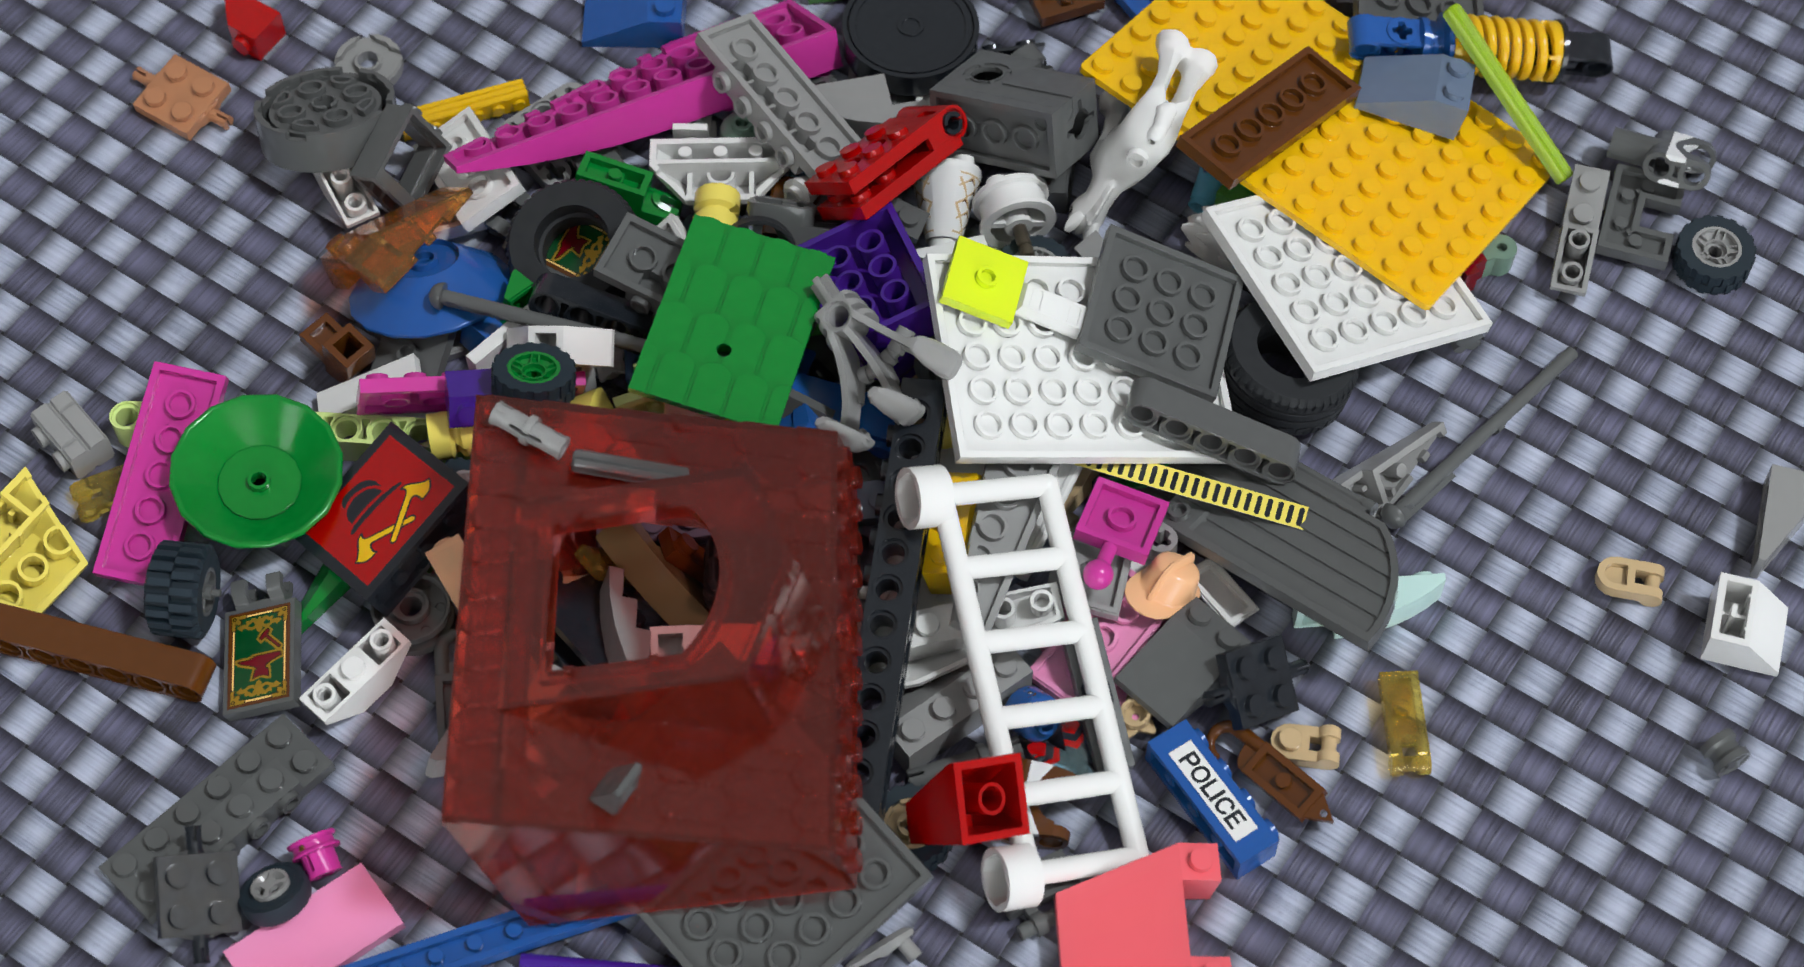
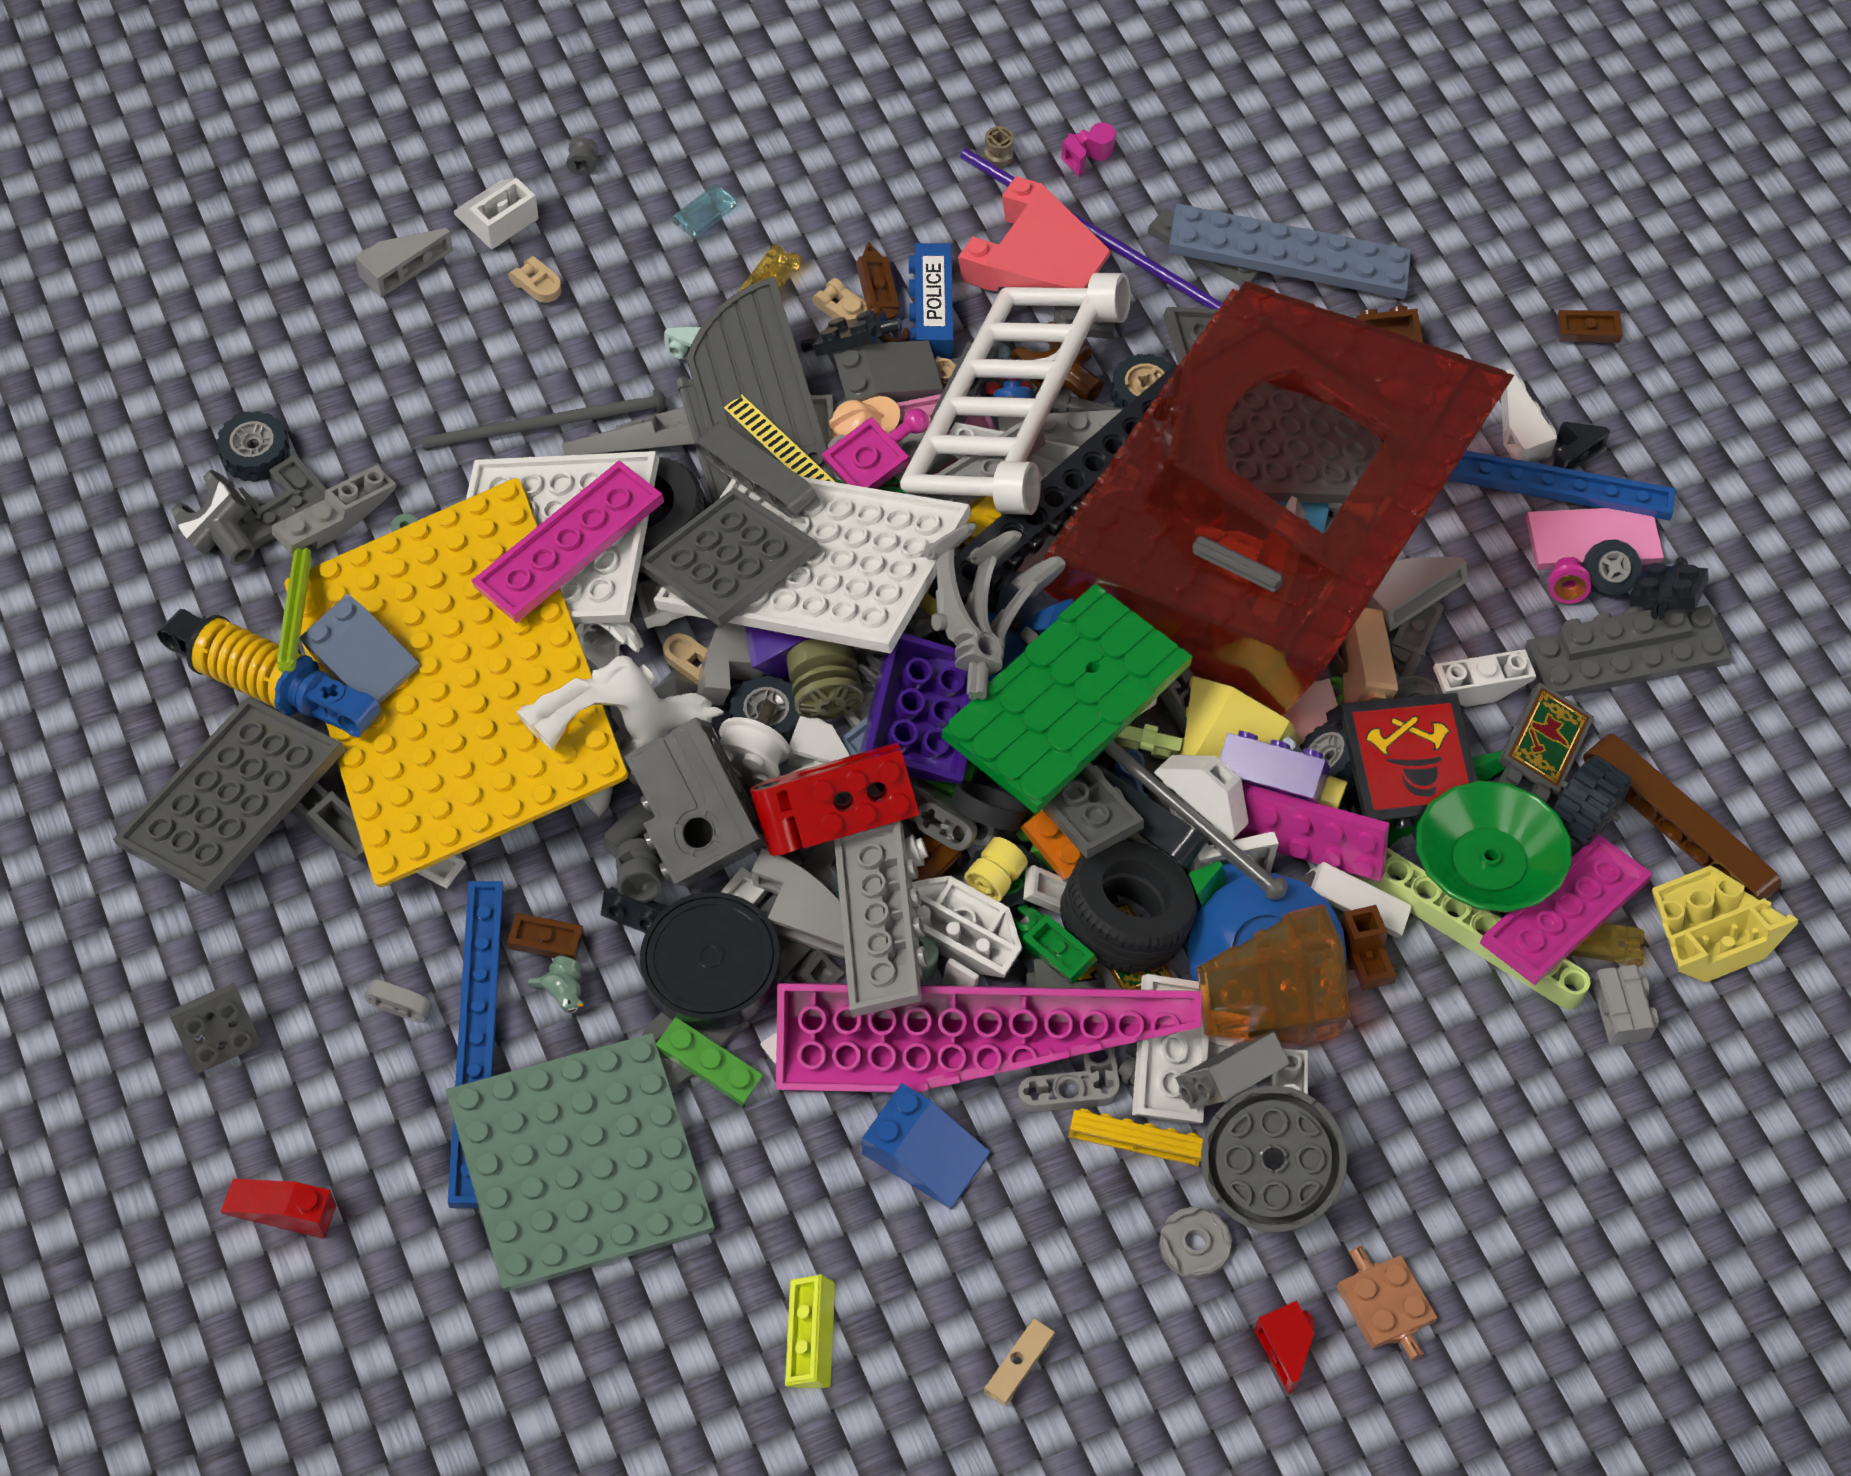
camera: 150 degrees left, 0 degrees up
(529, 430) = (1301, 614): light grey pin -> none
(534, 373) = (1246, 717): black wheel -> none
(617, 787) = (1378, 347): dark grey slope -> none
(970, 803) = (1117, 327): red slope -> none
(983, 282) = (858, 607): neon yellow plate -> none
(1050, 310) = (815, 581): white tile -> none
(1268, 117) = (510, 659): reddish brown plate -> none
(1313, 239) = (567, 541): none -> dark pink plate
(1542, 774) = (704, 211): none -> clear light blue tile

